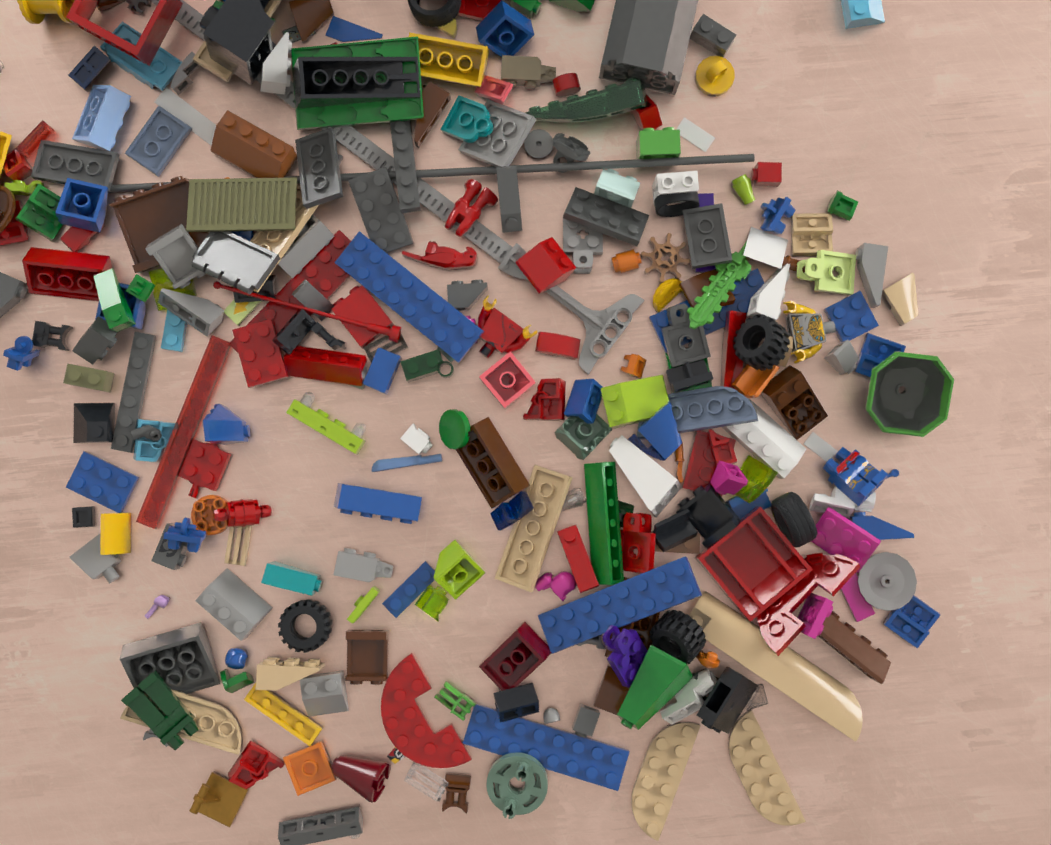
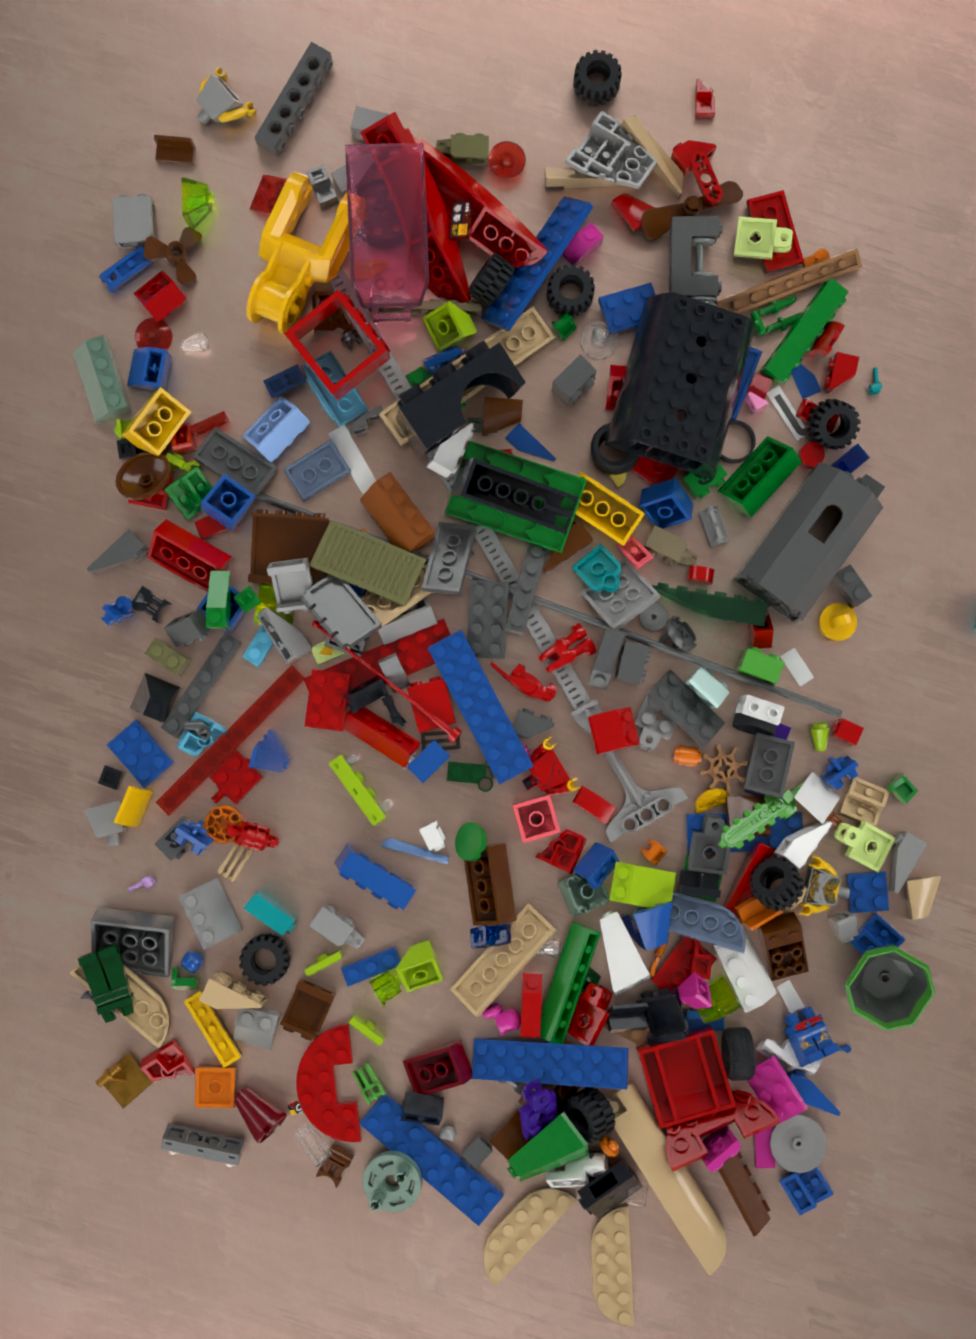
camera: 25 degrees right, 0 degrees up
(431, 649) = (367, 1028): none -> lime plate
(535, 195) = (631, 663): none -> dark grey brick
(559, 34) = (714, 526): none -> light grey hinge

